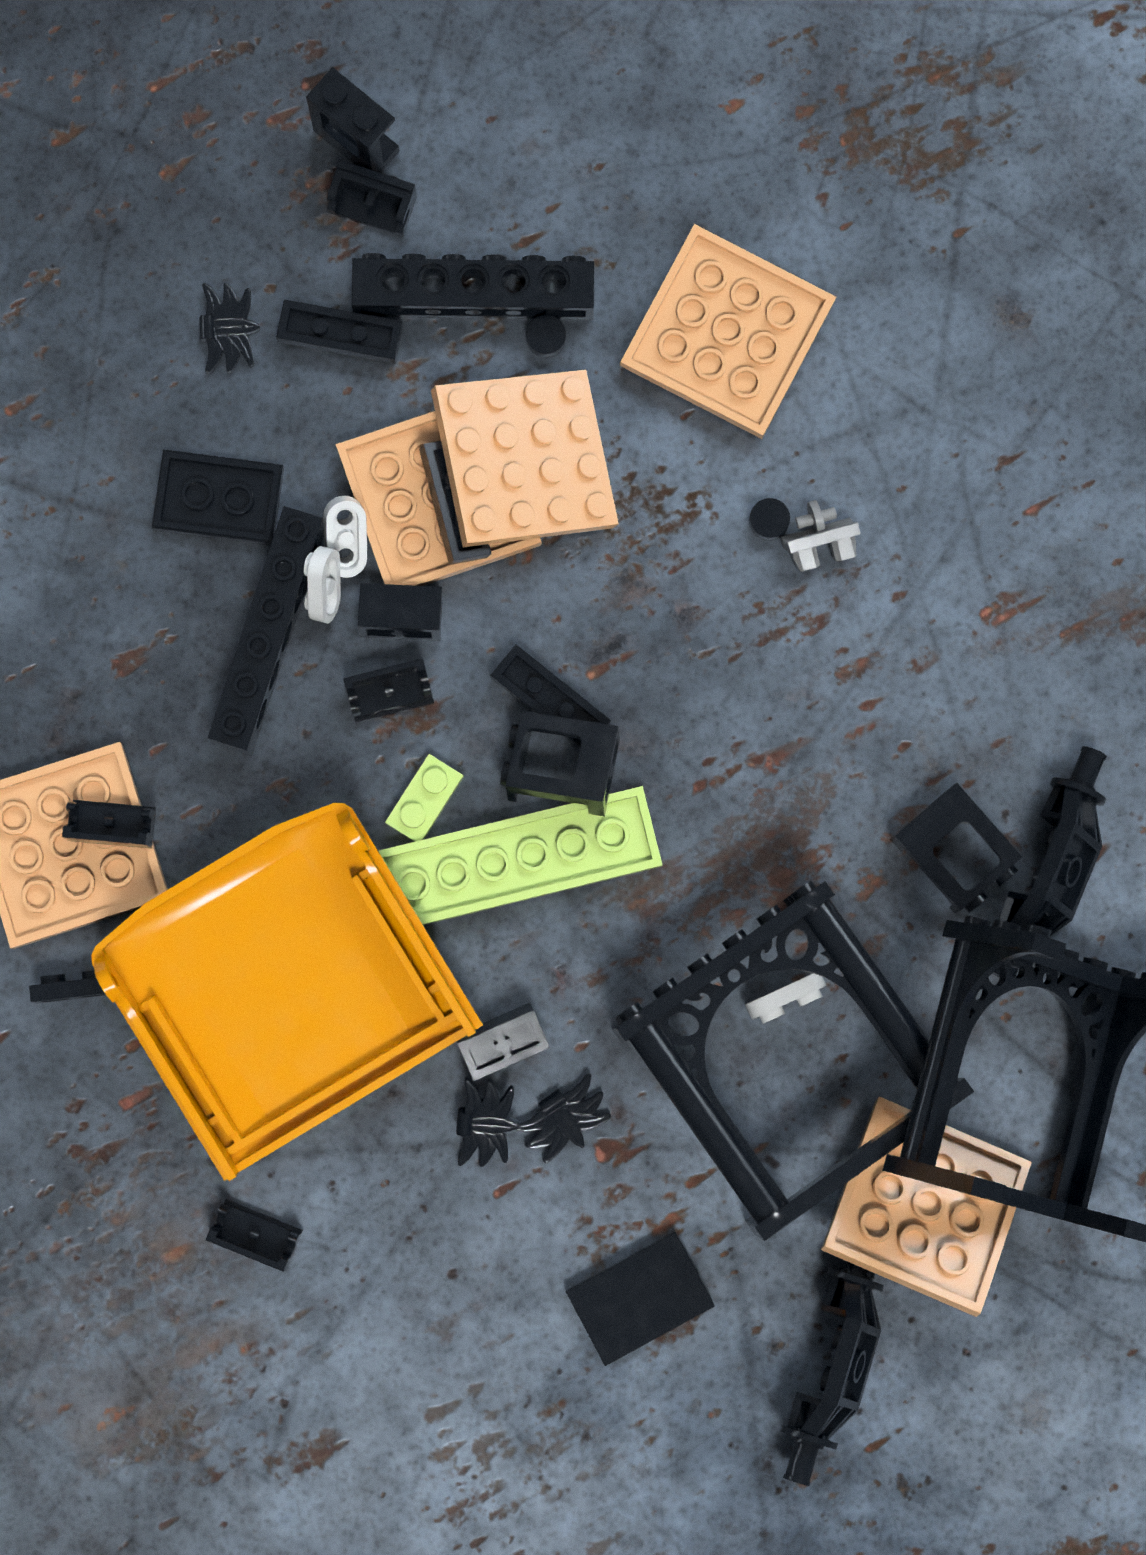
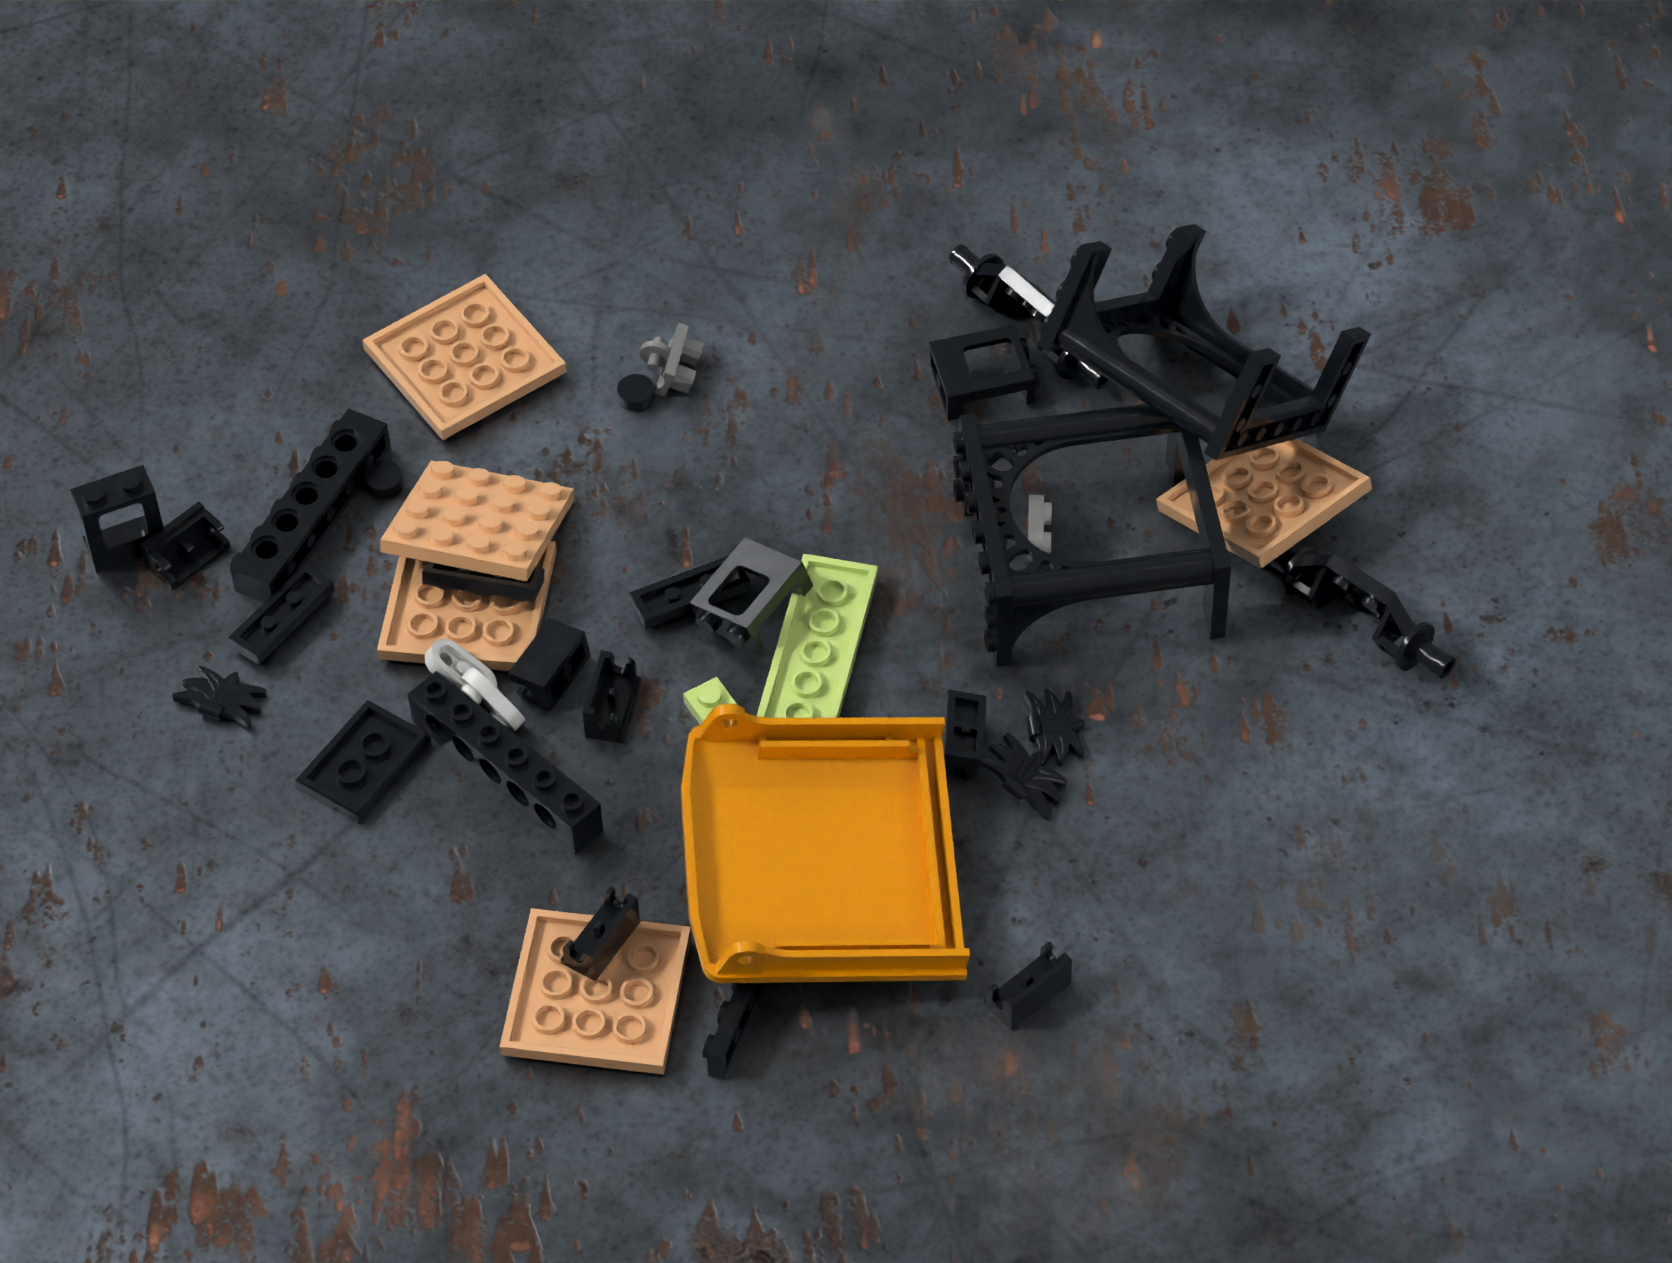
camera: 55 degrees left, 30 degrees down
(640, 1298) = (1236, 732): black tile -> none

